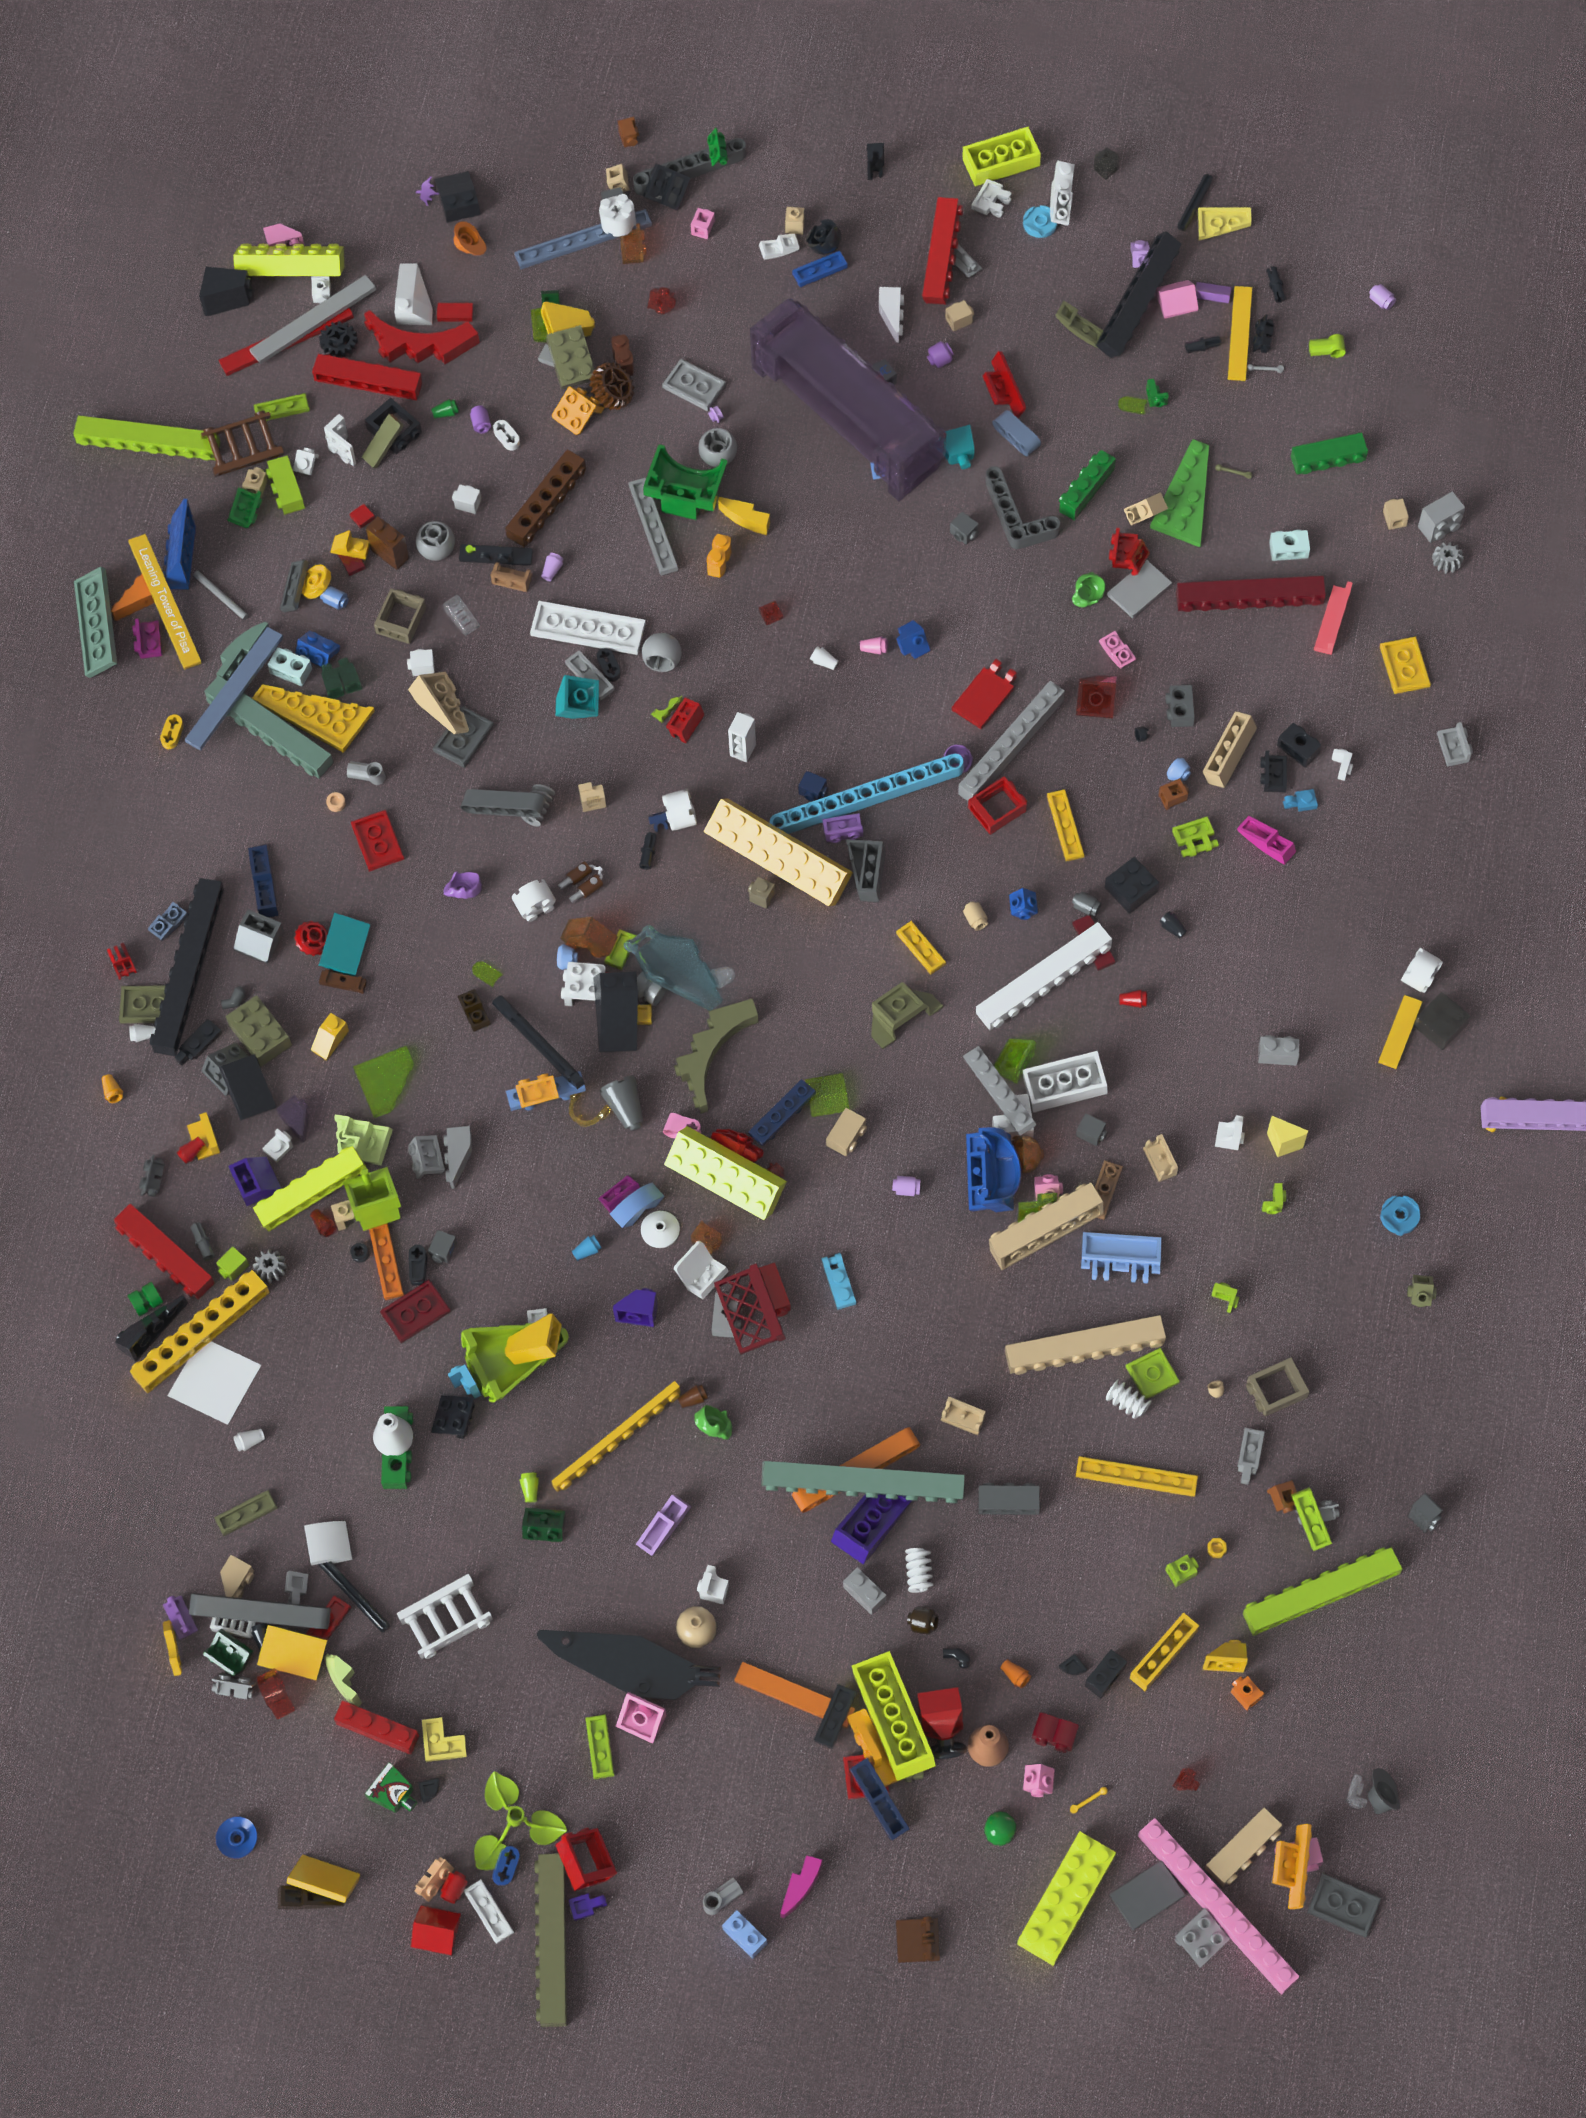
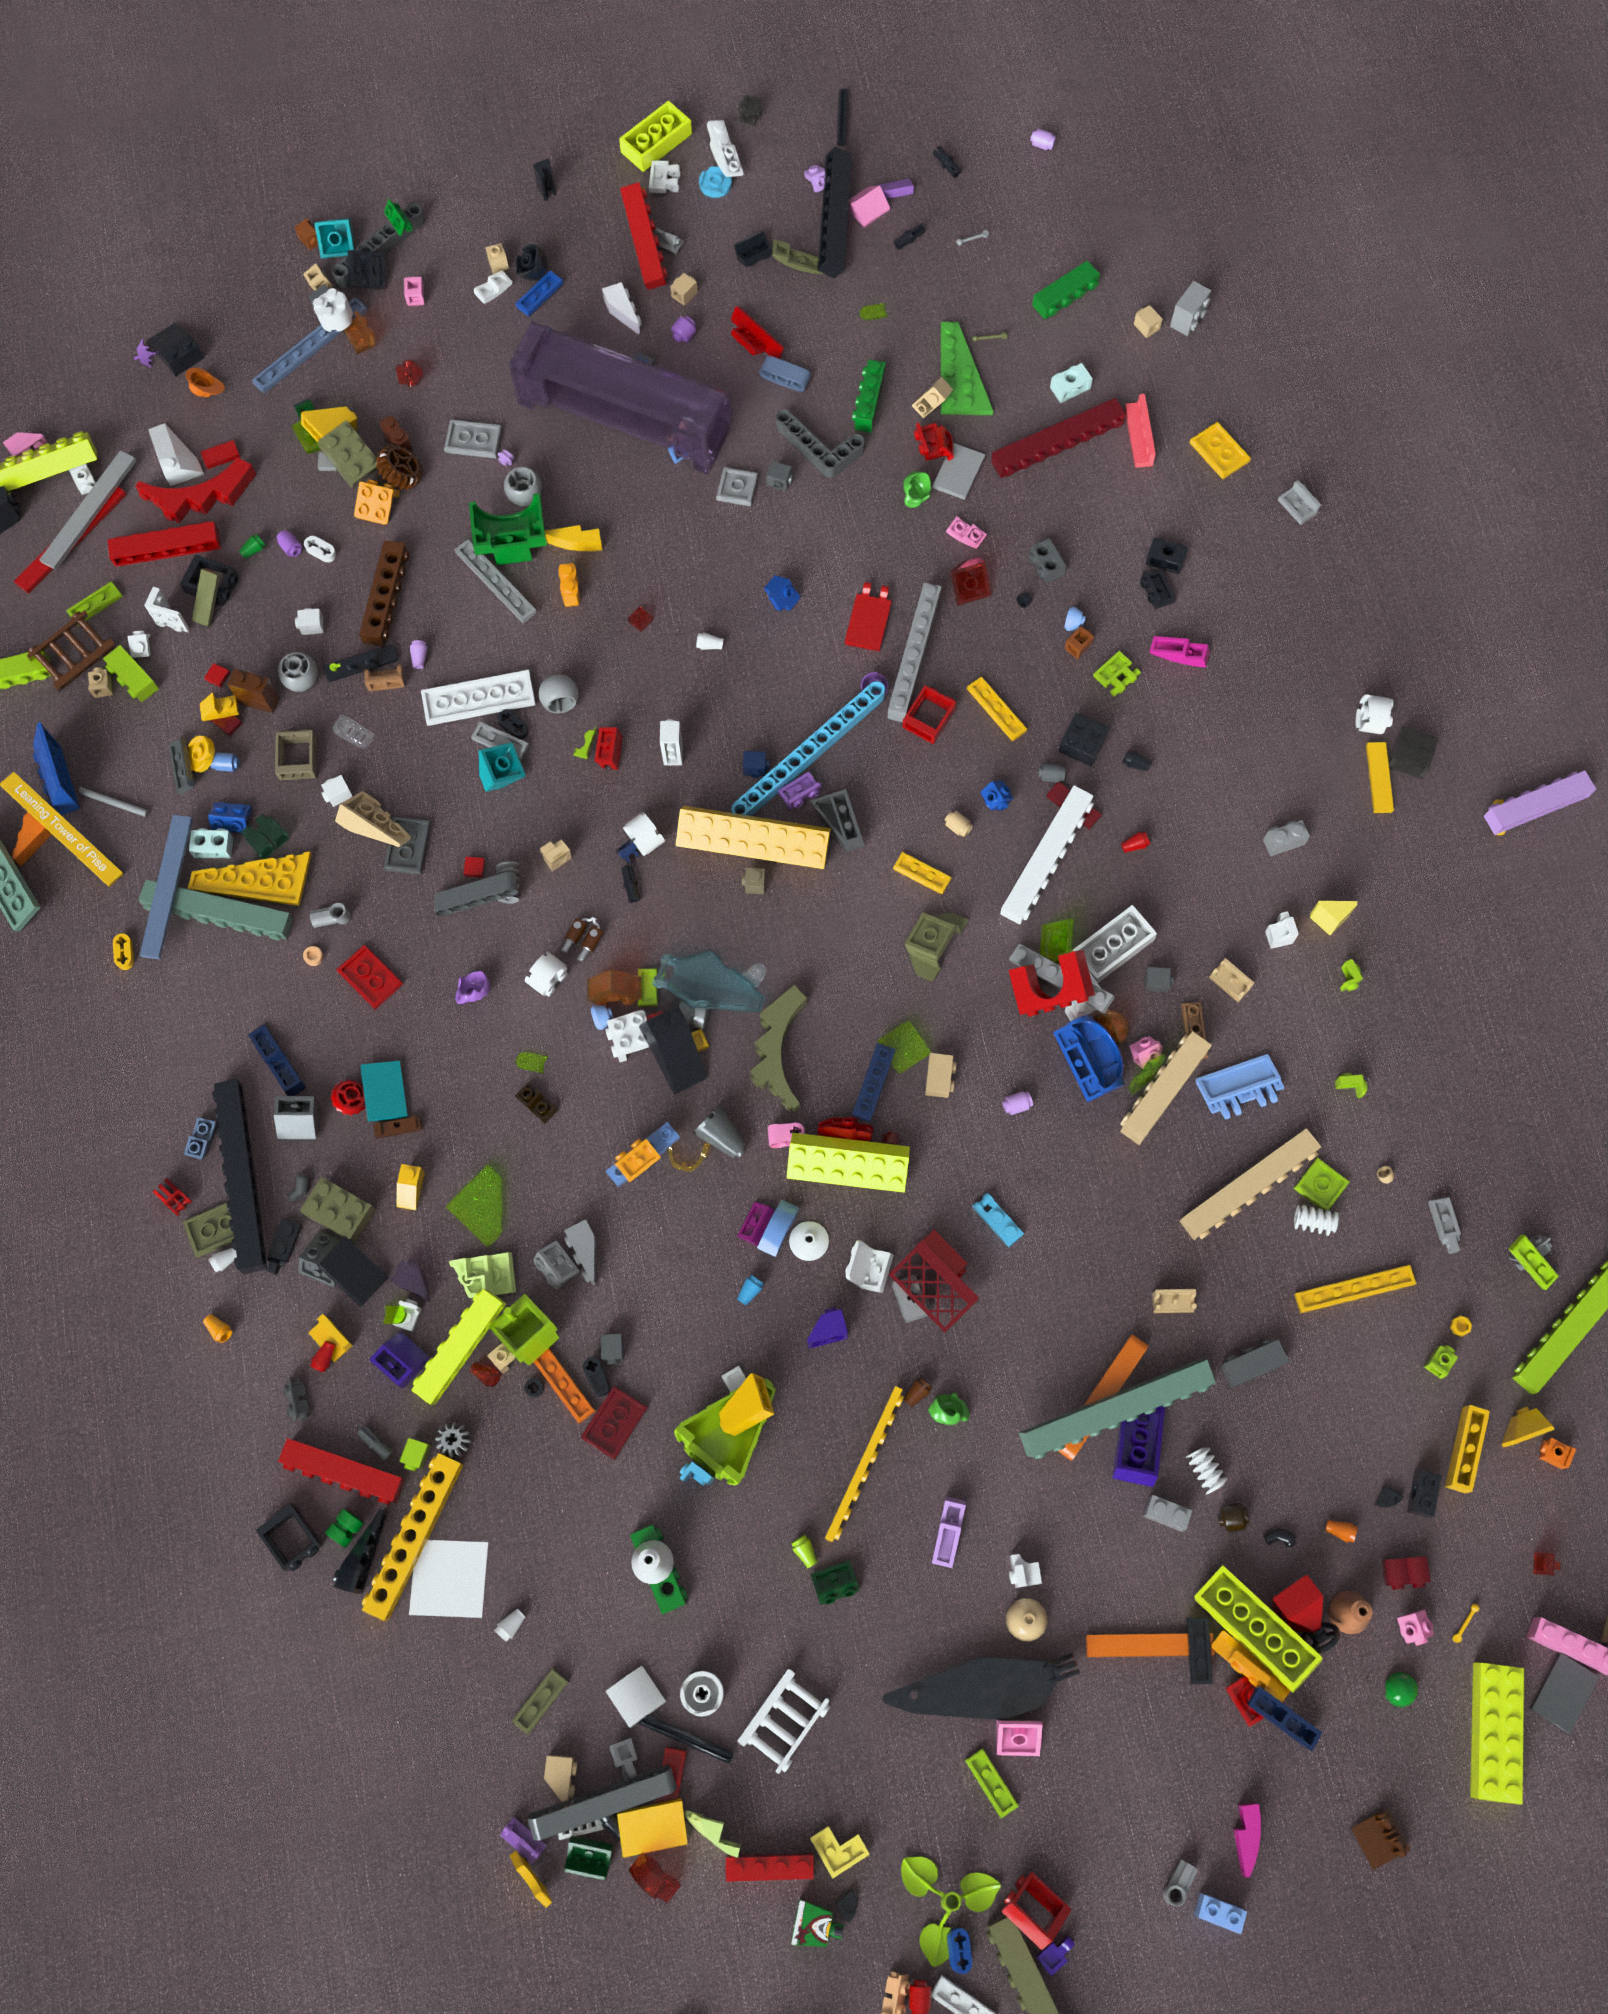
camera: 25 degrees left, 5 degrees up
(90, 1270) = (274, 1523): none -> black window
(148, 639) = (61, 871): magenta bracket -> none
(225, 1683) = (617, 1884): light grey hinge -> none
(238, 649) = (154, 846): sand green slope -> none
(244, 507) = (100, 710): green bracket -> none
(267, 1140) = (394, 1315): none -> clear neon green piece
(338, 339) = (121, 519): black gear -> none
(378, 1554) = (692, 1685): none -> white brick
(453, 1415) = (698, 1512): black hinge -> none
(514, 779) = (474, 867): none -> red tile
(538, 1041) = (614, 1109): black piece -> none
(652, 144) = (335, 237): none -> teal slope
(712, 1243) = (851, 1235): clear orange brick -> none
(875, 645) = (749, 612): bright pink cone -> none
(920, 523) = (737, 486): none -> light grey tile
(960, 446) = (742, 404): teal torso -> none
(1002, 1100) = (1076, 985): none -> red arch
(1043, 301) = (753, 249): none -> black bracket
(1154, 396) = (888, 295): green bracket -> none
(1222, 220) = (873, 124): light yellow wing -> none
(1229, 749) = (1110, 583): tan brick -> none
(1239, 333) = (936, 215): yellow tile -> none
(1261, 341) = (955, 204): black hinge -> none
(1282, 1496) = (1496, 1250): dark orange brick -> none
(1294, 1377) = (1452, 1136): dark tan window -> none
(1303, 800) = (1193, 603): dark azure plate -> none
(1331, 346) = (1021, 197): lime piece -> none
(1344, 757) = (1215, 558): white bracket -> none
(1399, 1225) = (1473, 939): dark azure plate -> none
(1421, 1291) = (1520, 1005): olive brick -> none
(1447, 557) = (1211, 342): light grey gear -> none

